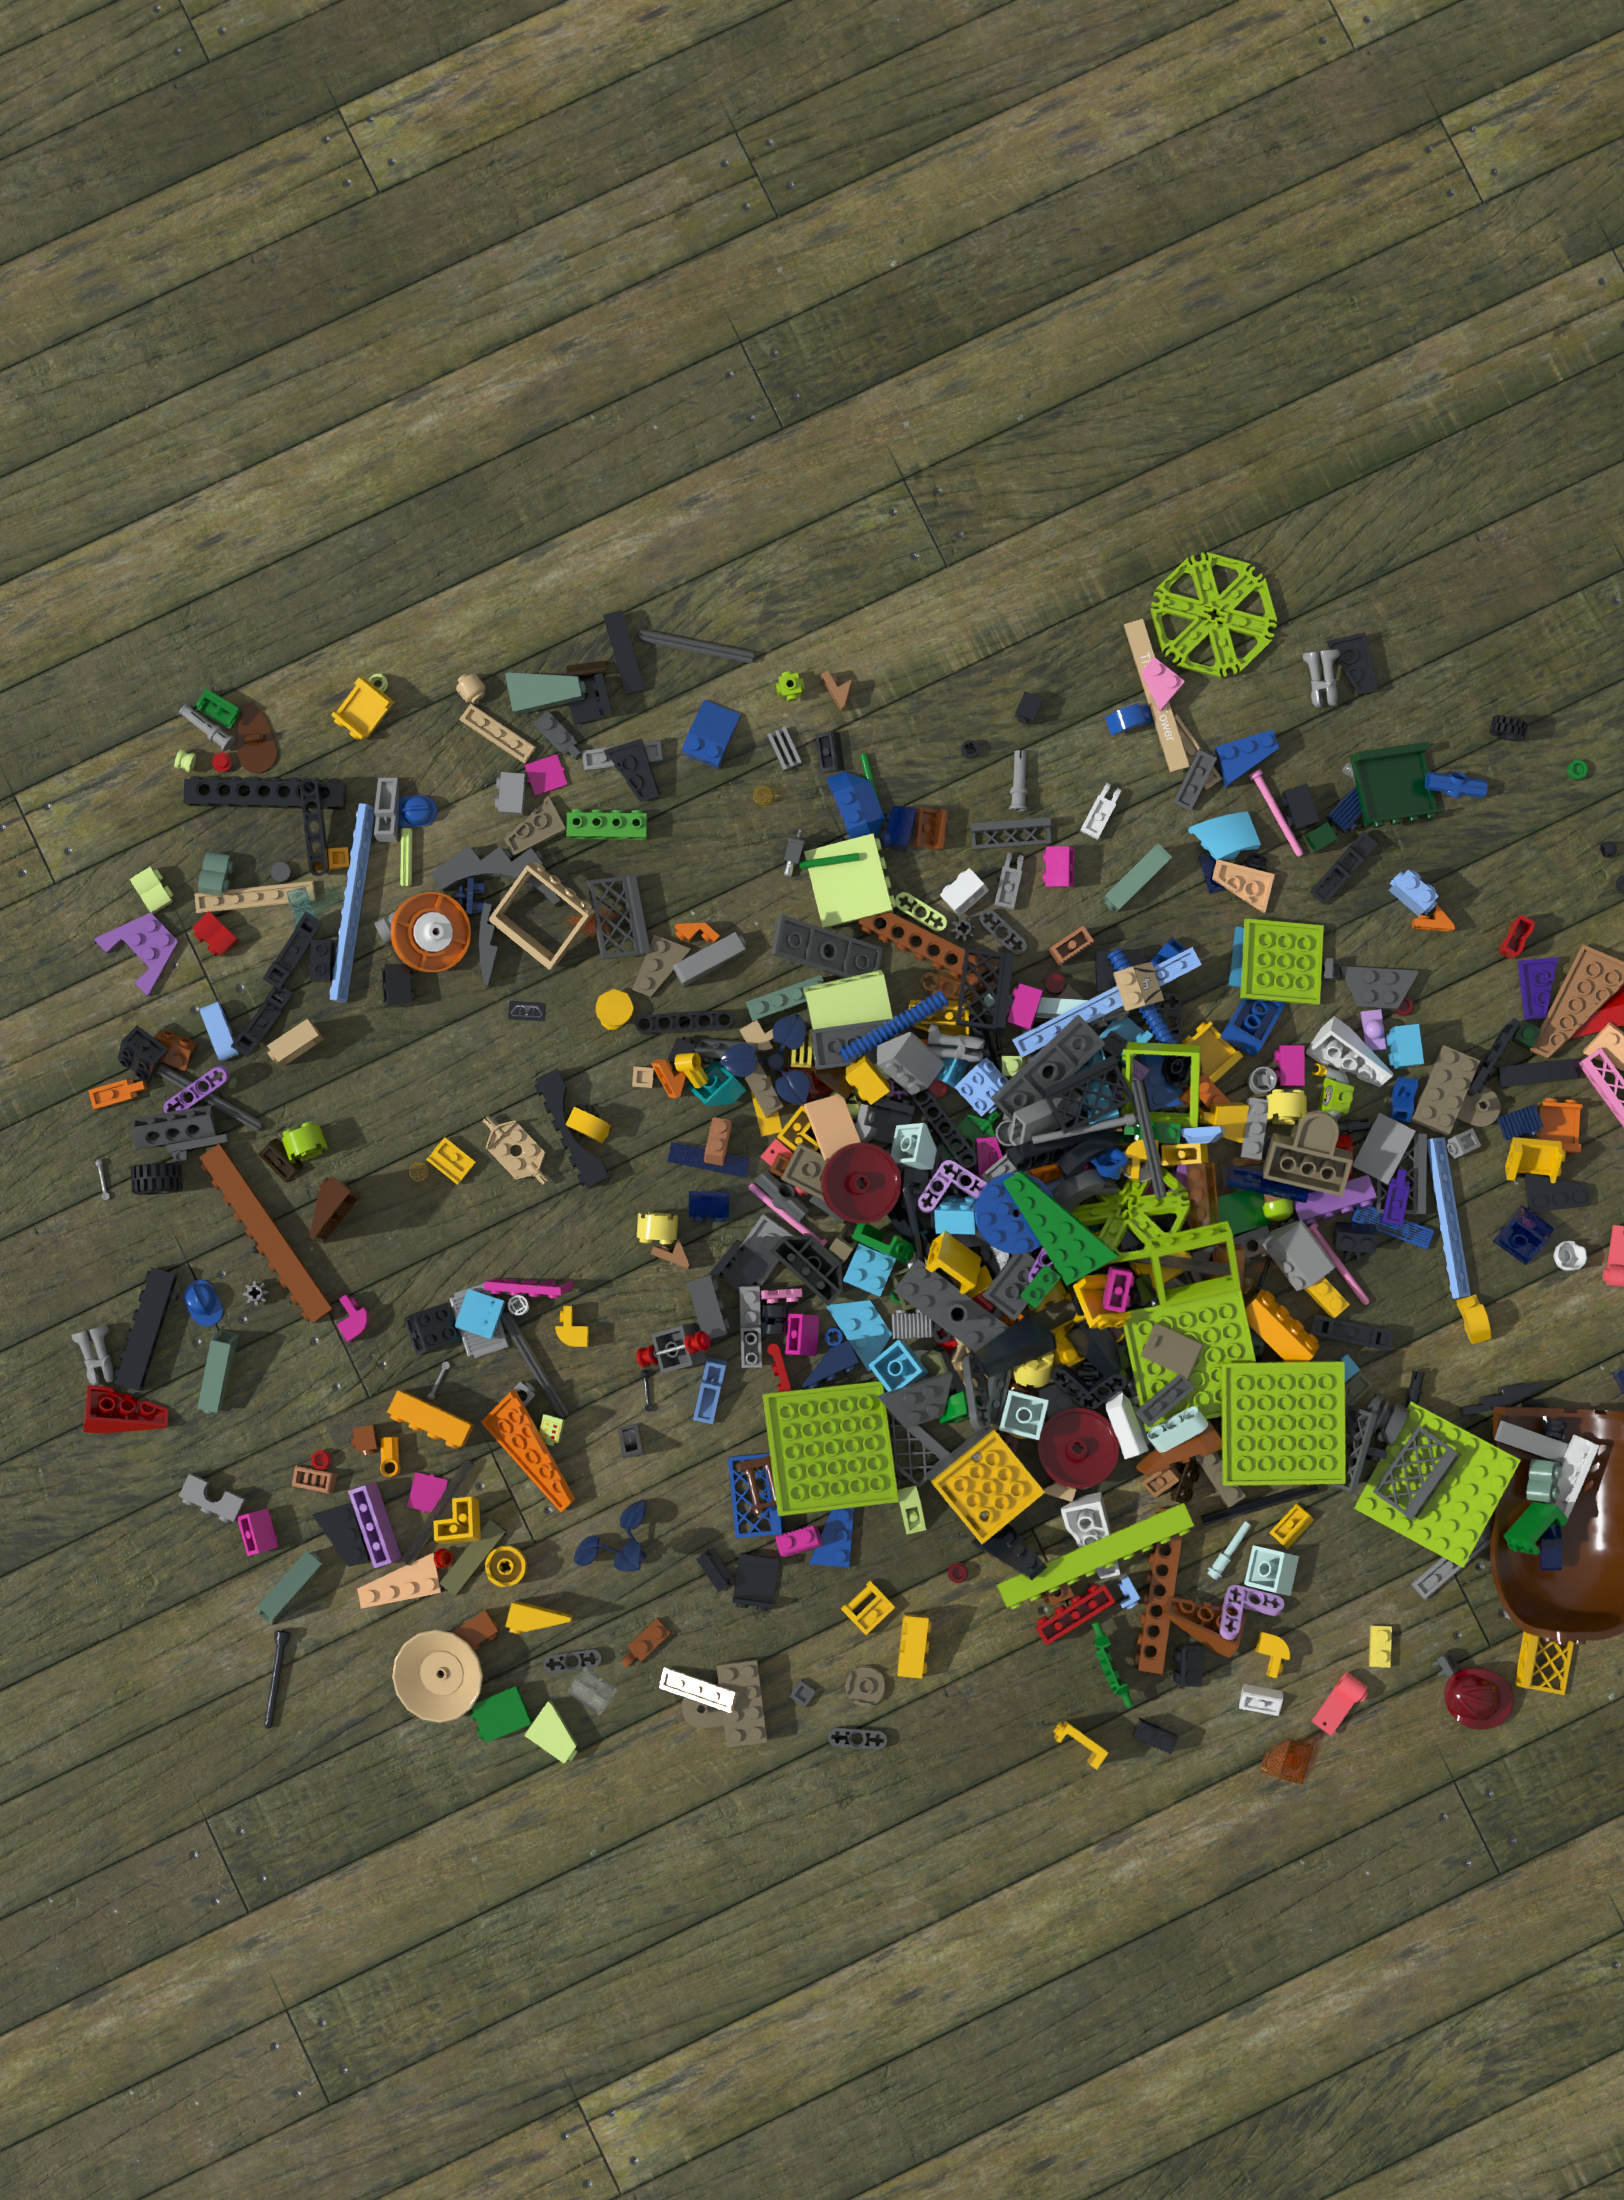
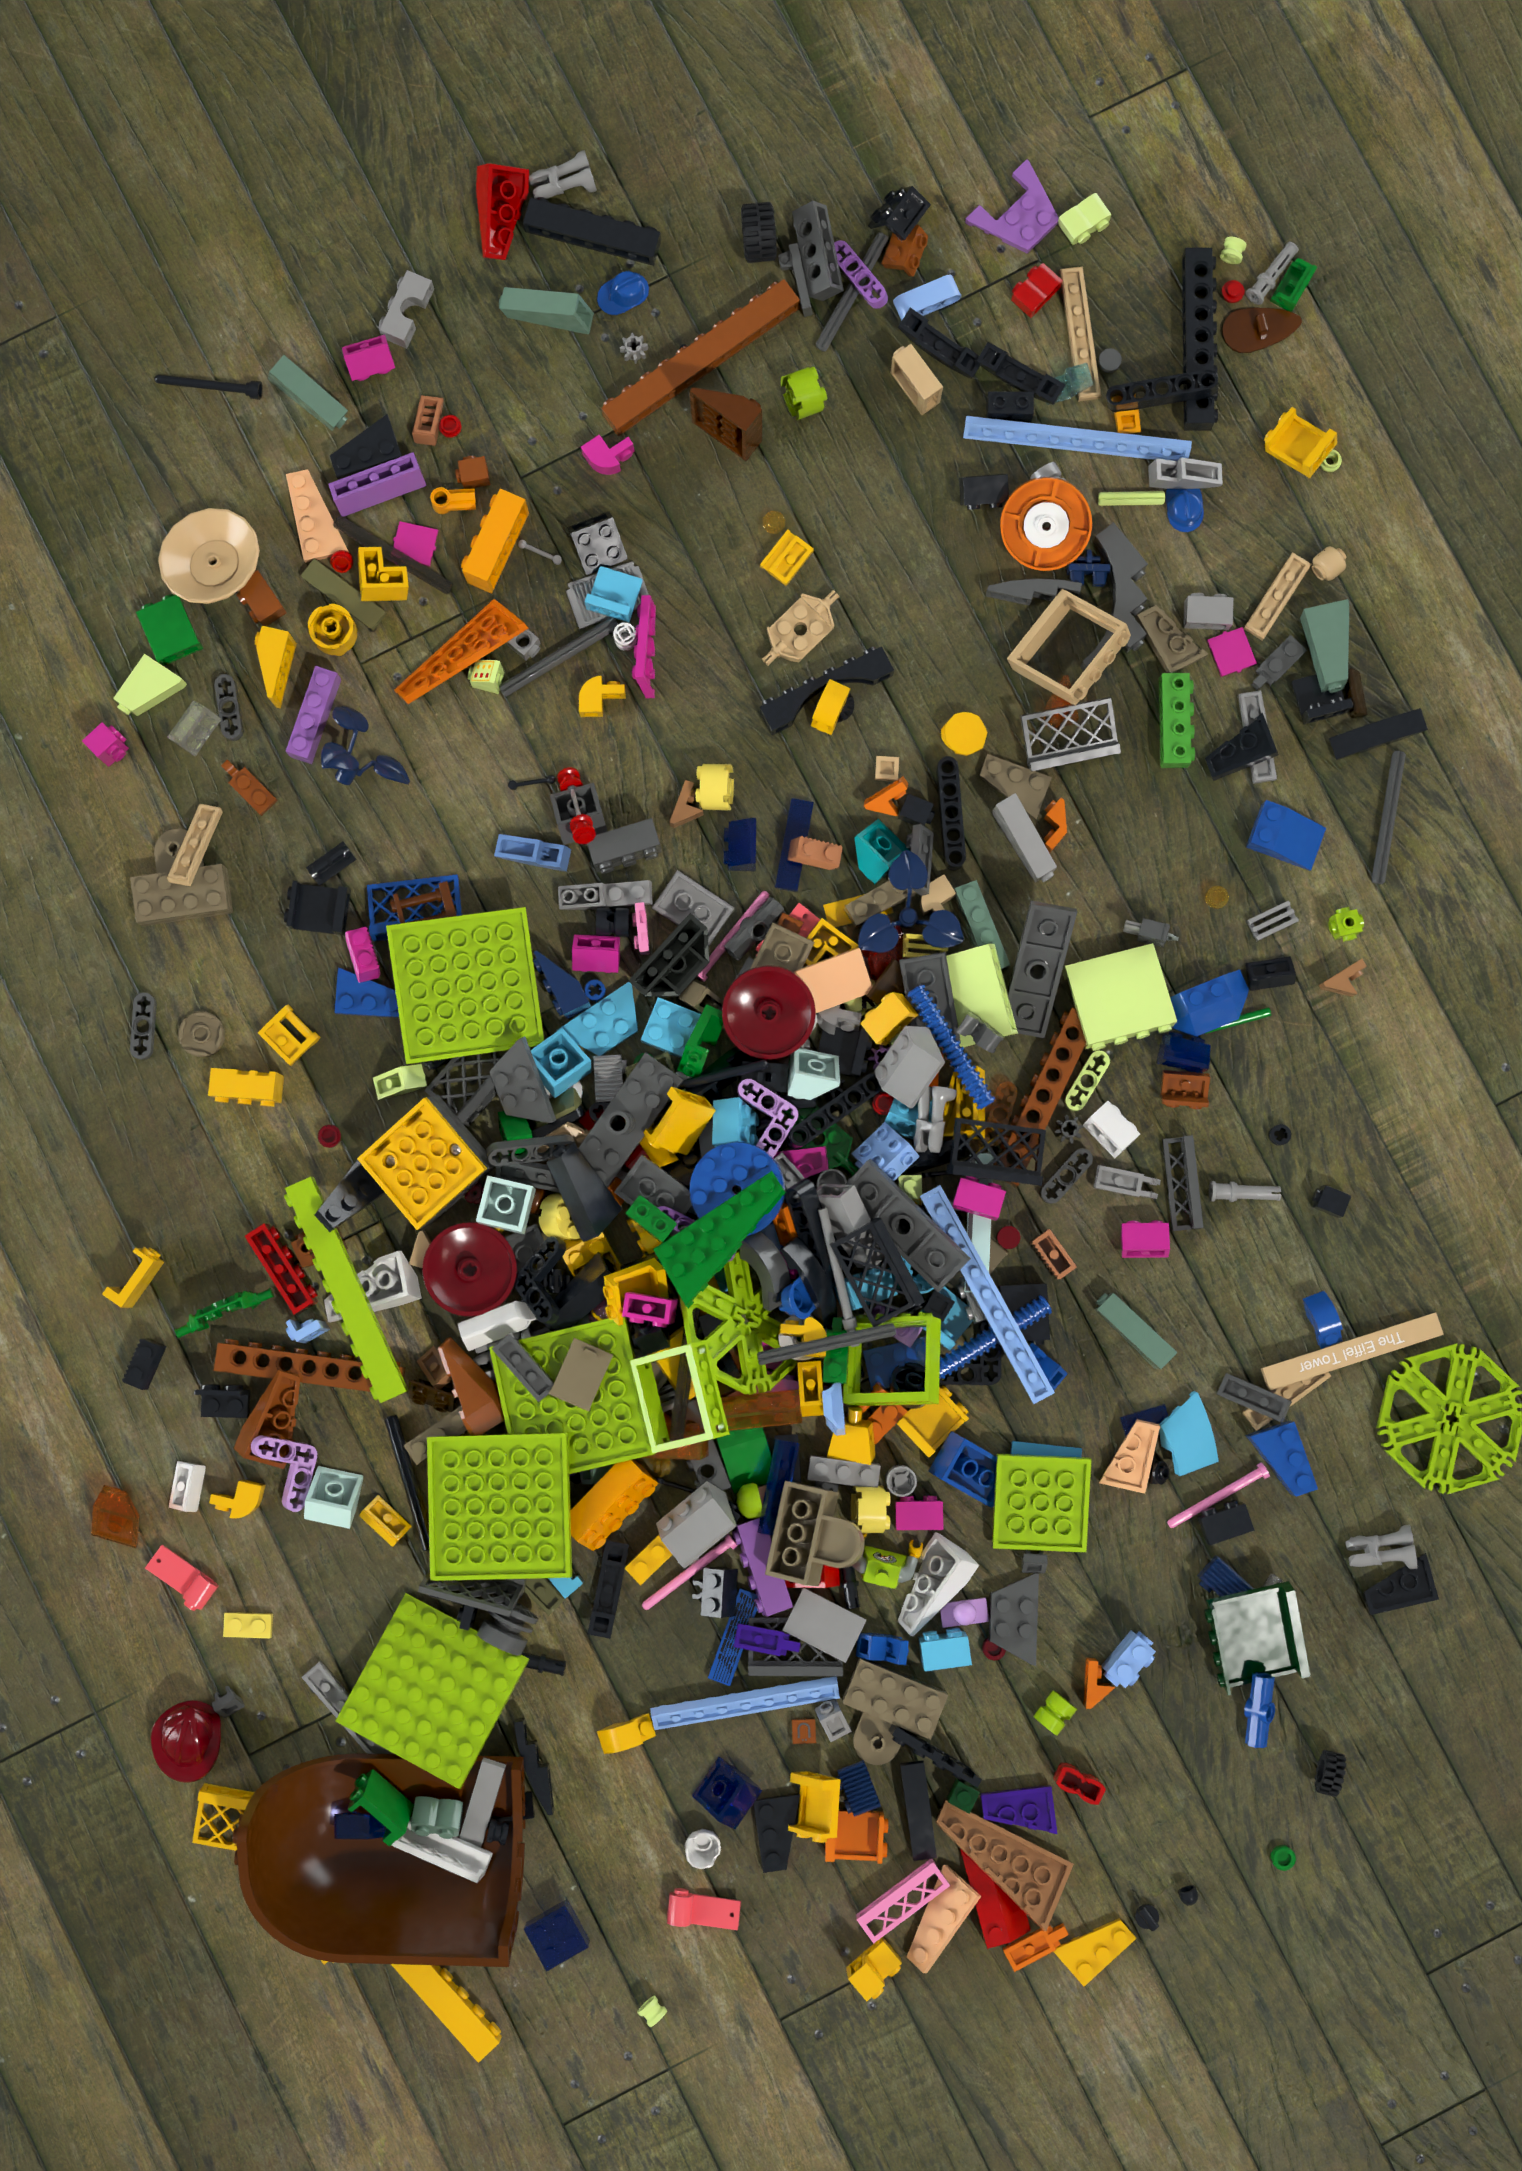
camera: 90 degrees right, 0 degrees up
(105, 1196) = (740, 183): light grey hinge -> none
(115, 1093) = (854, 188): orange hinge -> none
(215, 874) = (1104, 286): sand green brick -> none
(277, 1158) = (788, 363): dark brown slope -> none
(526, 1011) = (959, 637): black sticker -> none
(582, 1584) = (313, 715): none -> medium lavender brick
(605, 1769) = (106, 744): none -> dark pink brick
(630, 1441) = (473, 764): flat silver slope -> none
(691, 1065) = (900, 819): yellow piece -> none
(739, 1266) = (673, 879): black bracket -> none
(779, 1368) = (557, 929): red plate -> none
(803, 1693) = (193, 964): dark grey tile -> none
(829, 860) = (1143, 971): green bar -> none
(883, 999) = (981, 1032): none -> dark grey leg
(1100, 813) = (1210, 1287): white hinge -> none
(1138, 986) = (1005, 1329): tan slope -> none
(1161, 682) = (1368, 1356): bright pink wing -> none
(1177, 1429) = (491, 1383): light aqua beam -> none
(1223, 1559) = (345, 1441): light aqua pin -> none
(1321, 837) = (1190, 1549): dark green brick -> none
(1344, 867) = (1155, 1576): black slope -> none
(1433, 1479) = (432, 1683): dark grey fence -> none
(1457, 955) = (1055, 1712): none -> lime wheel
(1471, 1168) = (803, 1731): none -> dark orange tile

